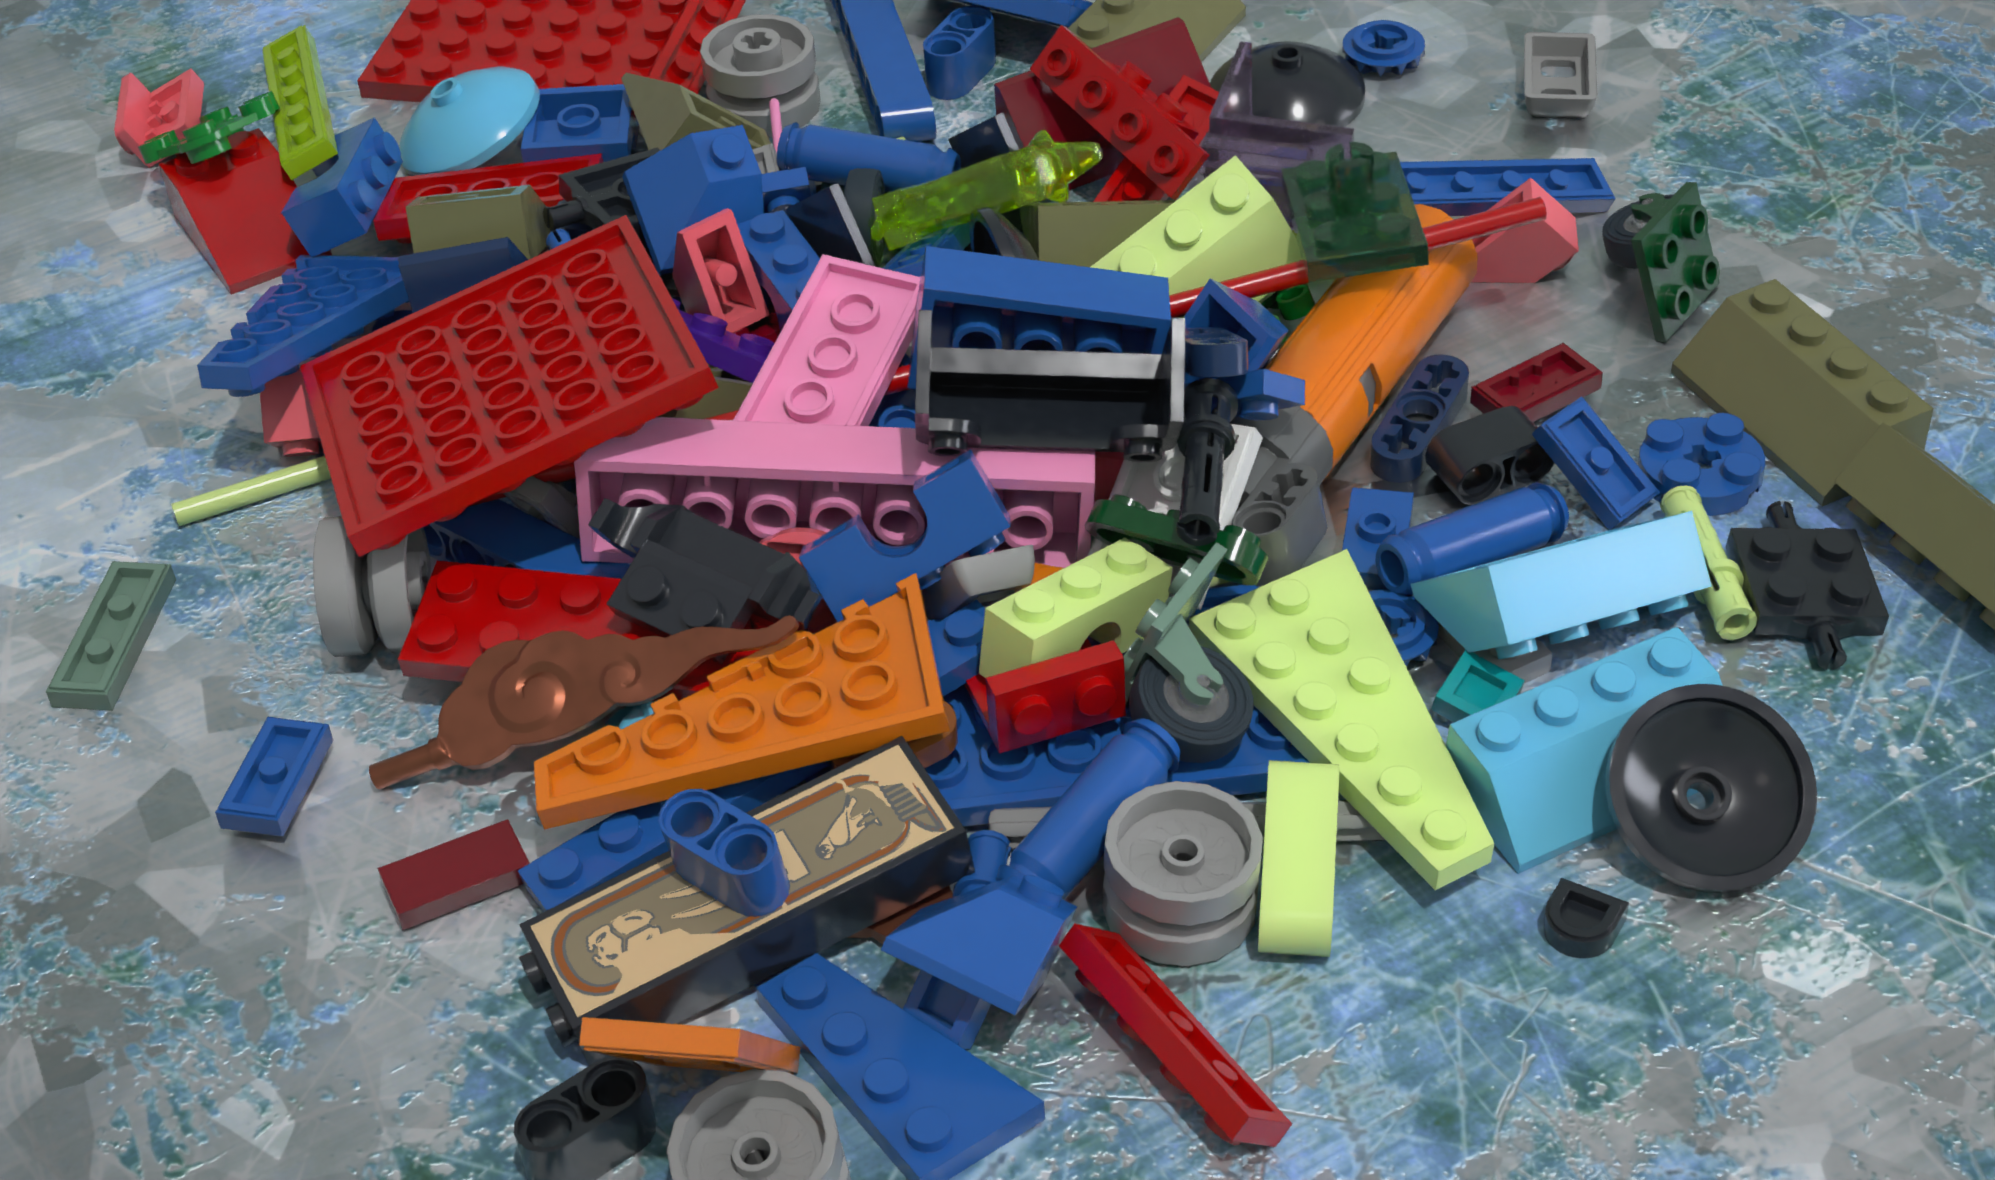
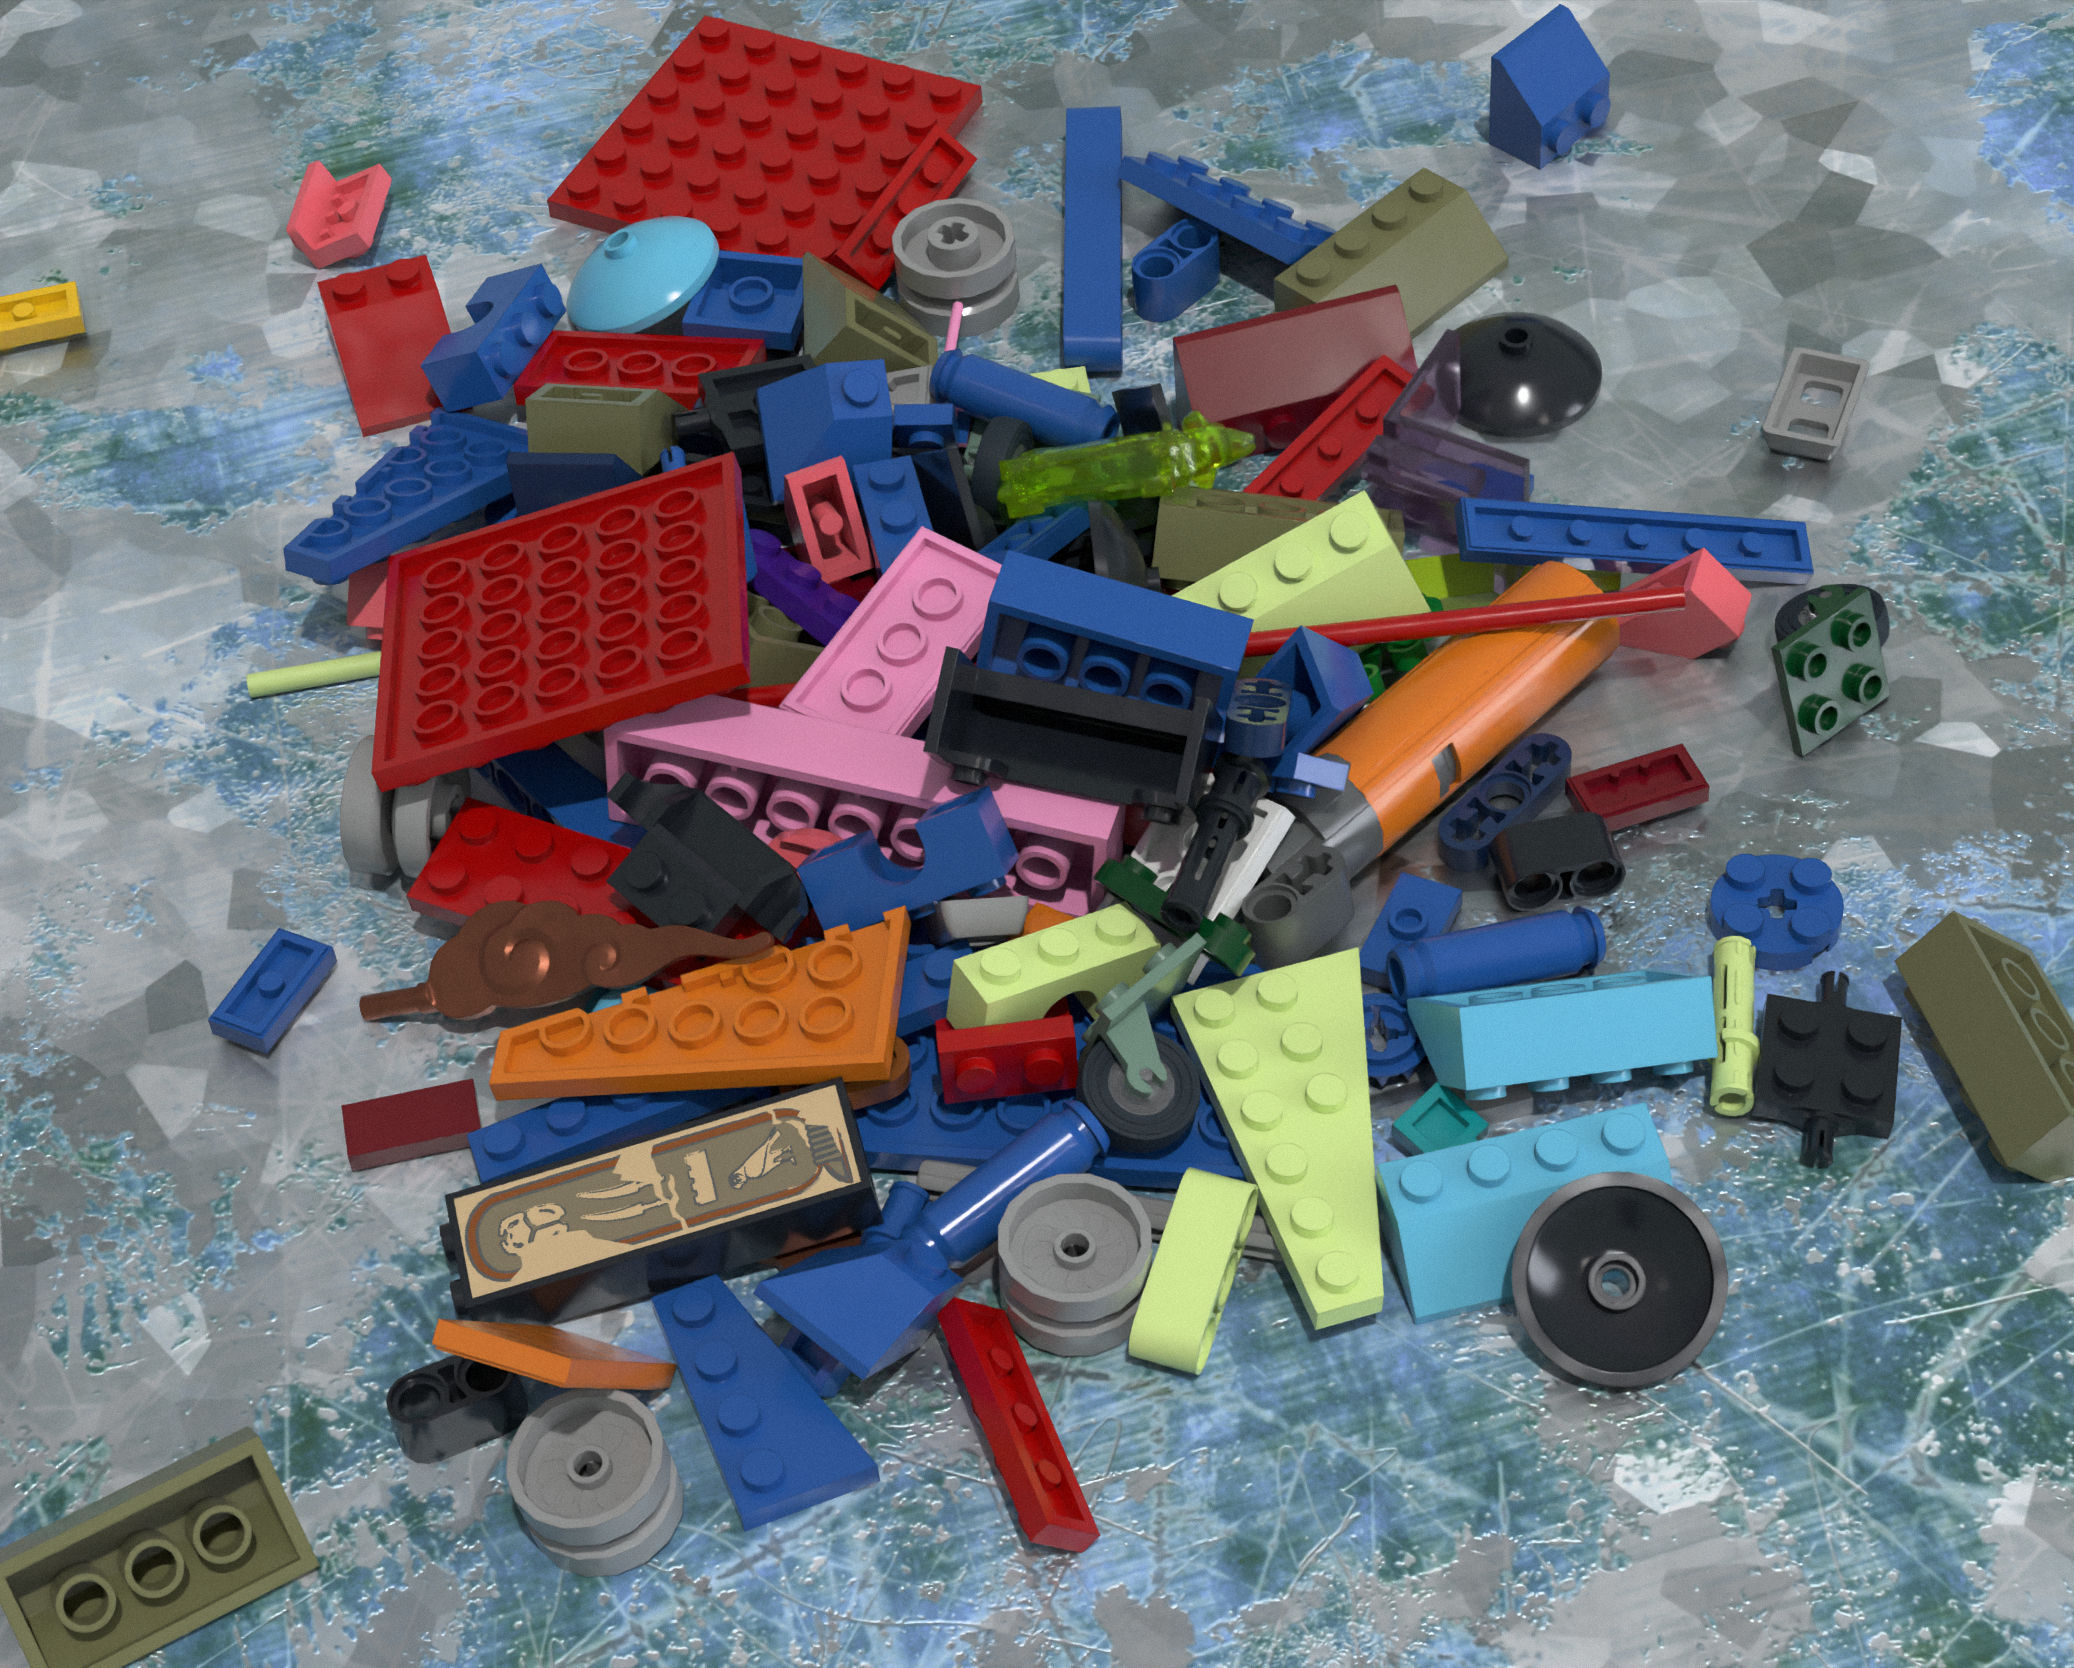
camera: 15 degrees right, 5 degrees up
(111, 636) = (160, 808): sand green tile -> none
(211, 134) = (366, 268): green plant -> none
(304, 118) = (476, 223): lime tile -> none
(724, 852) = (638, 1166): blue beam -> none
(1123, 110) = (1300, 394): red bracket -> none
(1353, 214) = (1478, 574): clear green plate -> none
(1395, 43) = (1651, 323): blue gear -> none
(1582, 920) = (1455, 1387): black tile -> none
(1595, 463) = (1656, 893): blue plate -> none
(1796, 386) = (1905, 839): olive slope -> none

